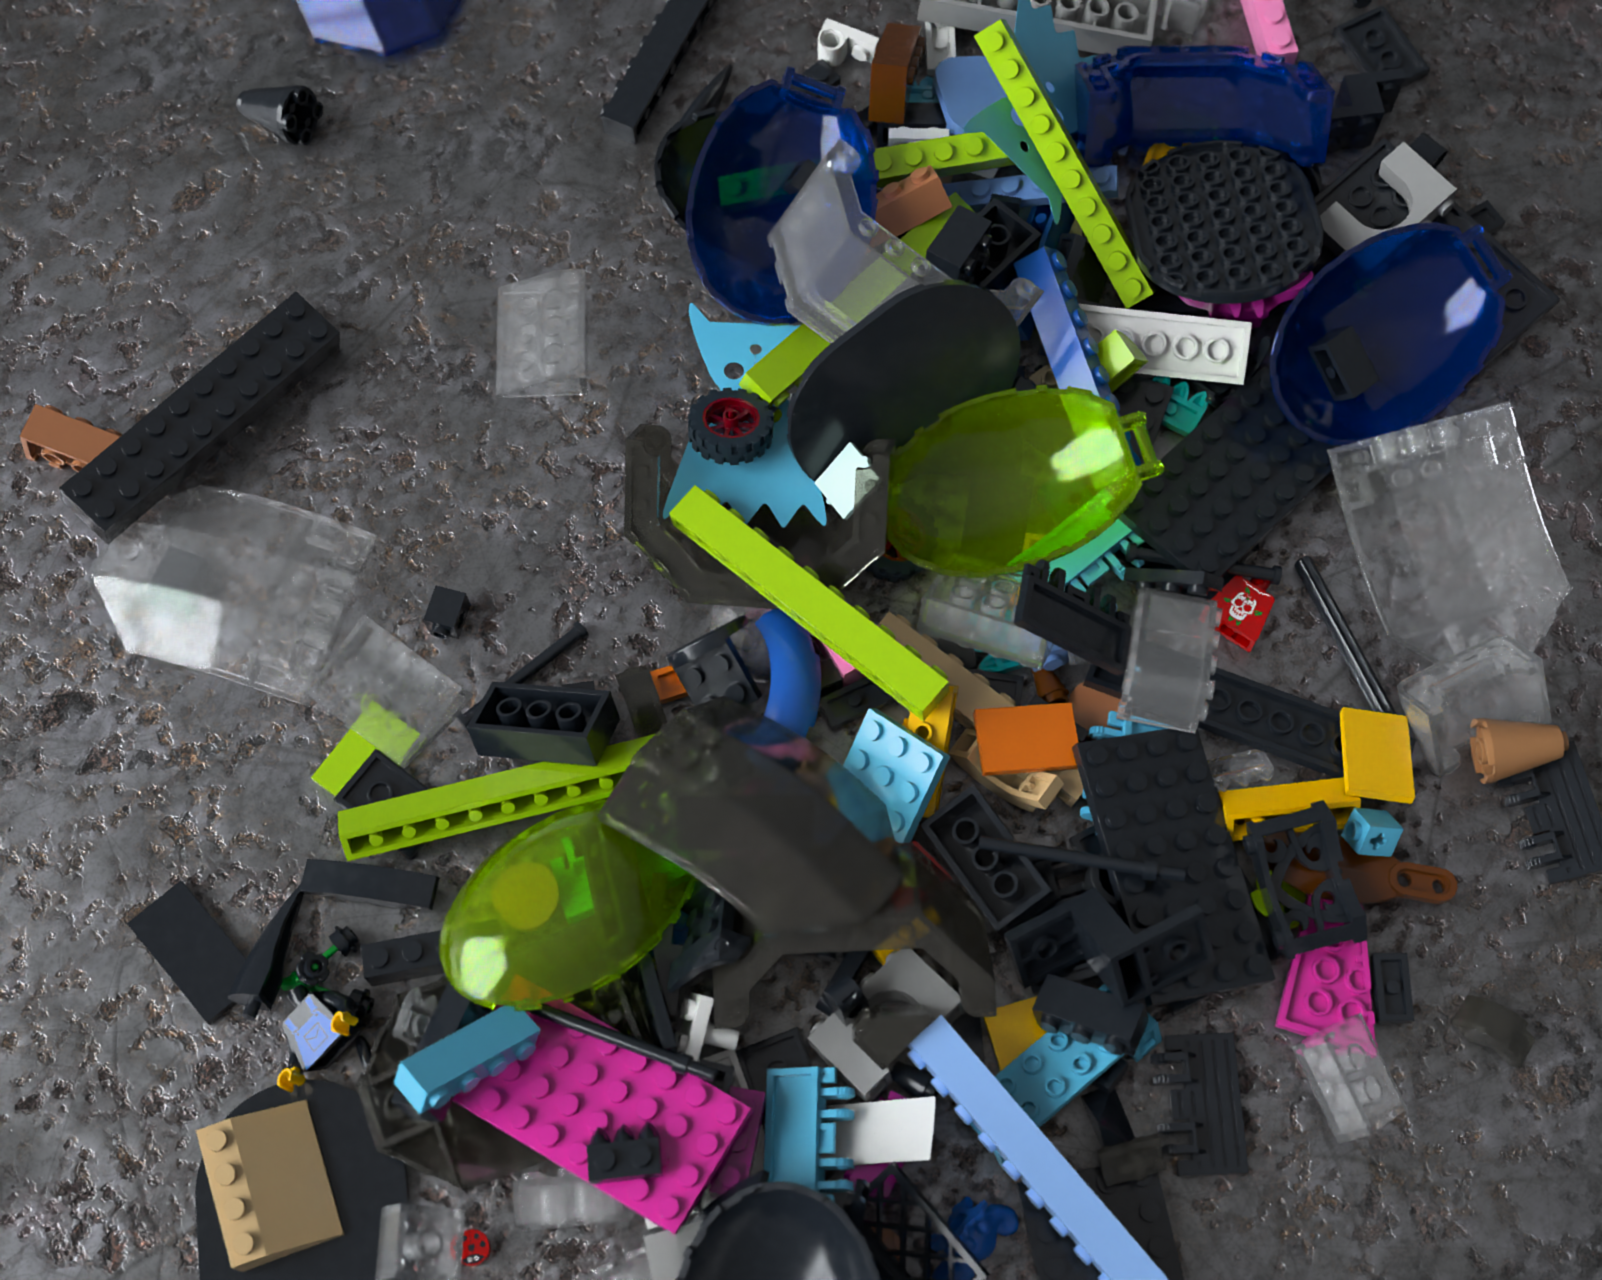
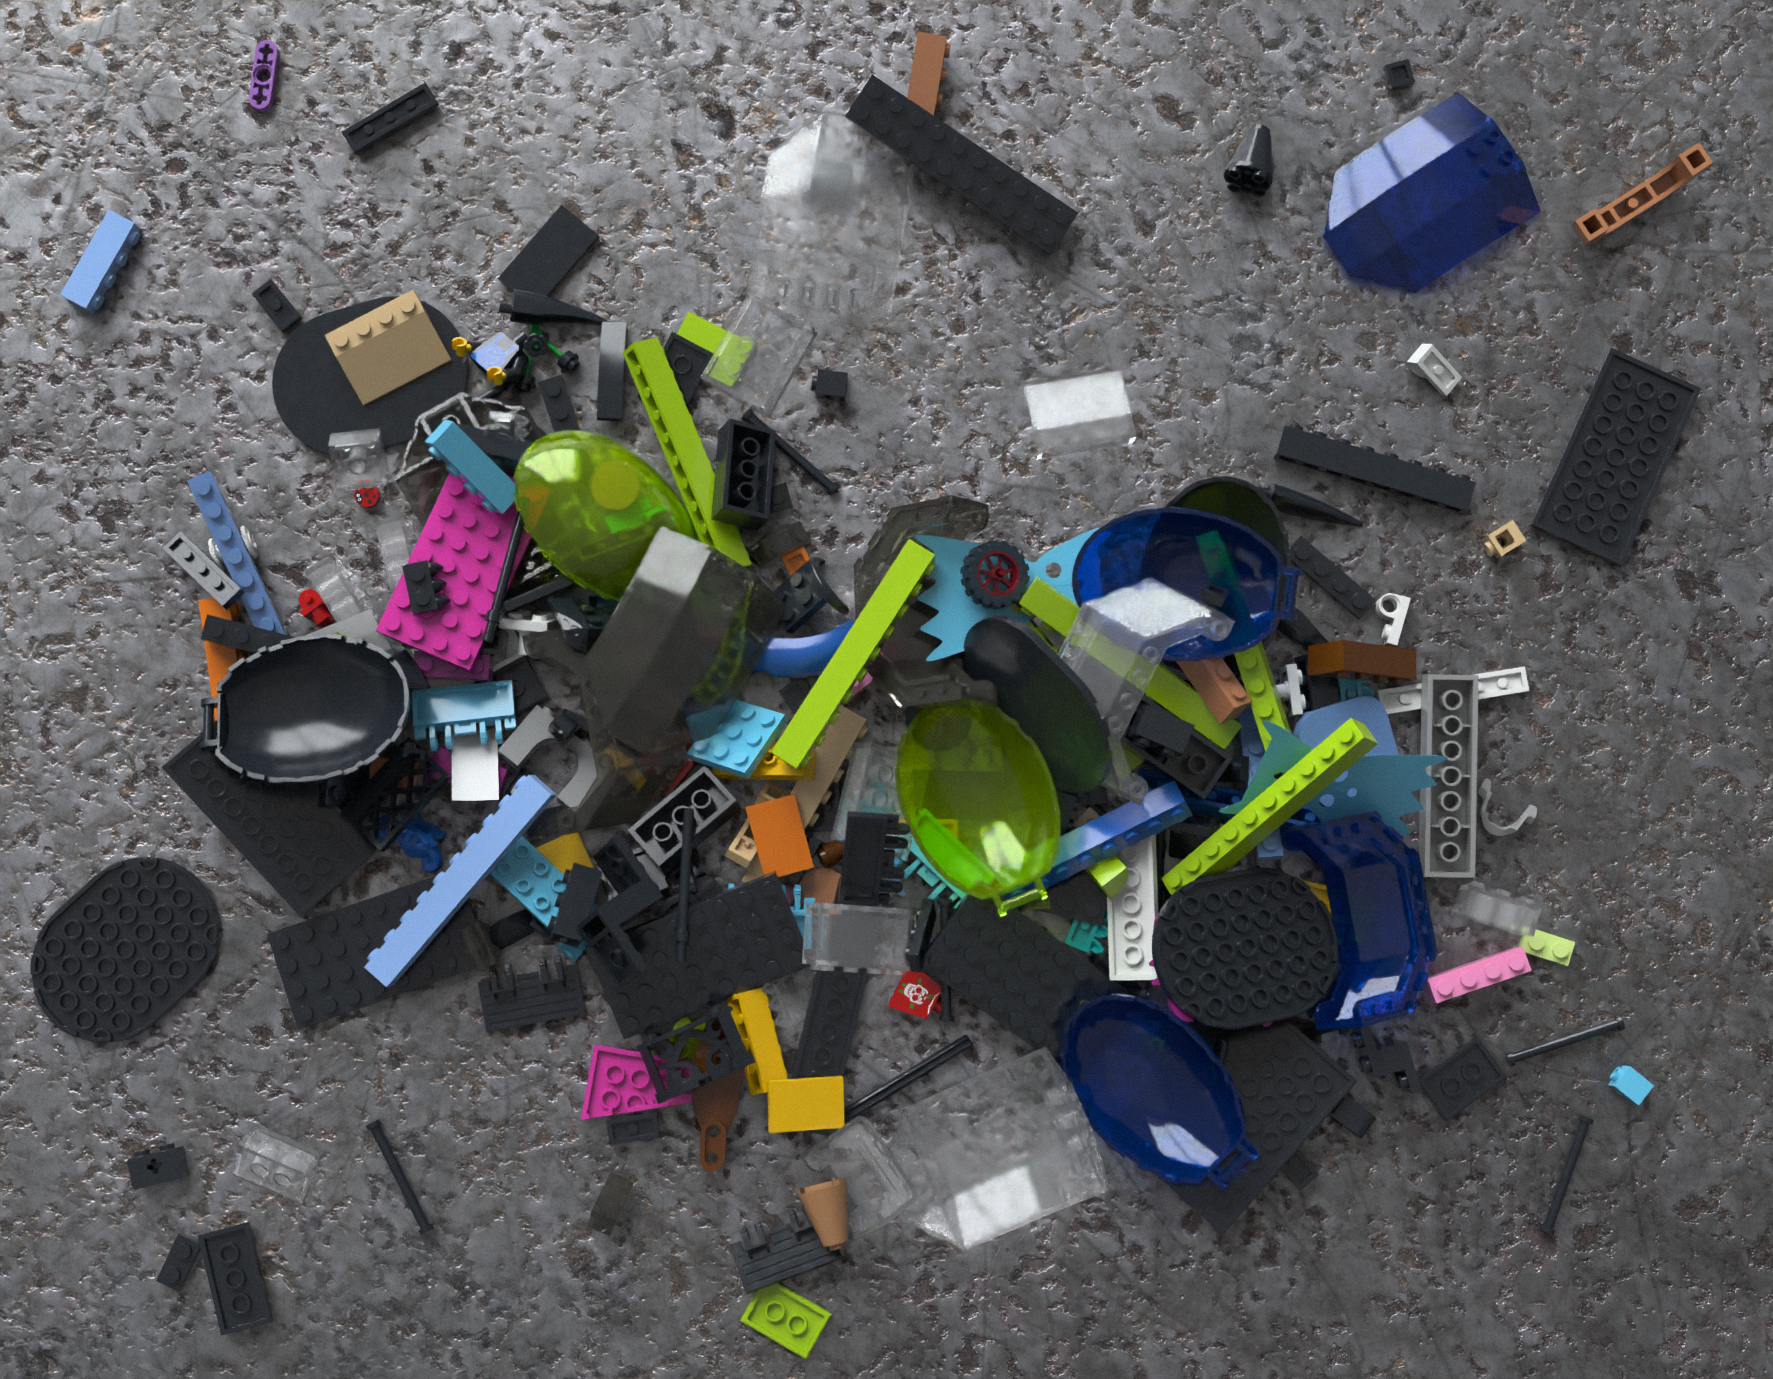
camera: 80 degrees right, 15 degrees up
(838, 479) = (966, 667): light aqua piece -> none
(888, 1030) = (540, 760): clear smoke slope -> none
(1343, 363) = (1134, 1058): black brick -> none
(1349, 1079) = (558, 1099): clear slope -> none
(1364, 832) = (745, 1103): medium azure brick -> none
(1414, 179) = (1296, 1117): light grey arch -> none

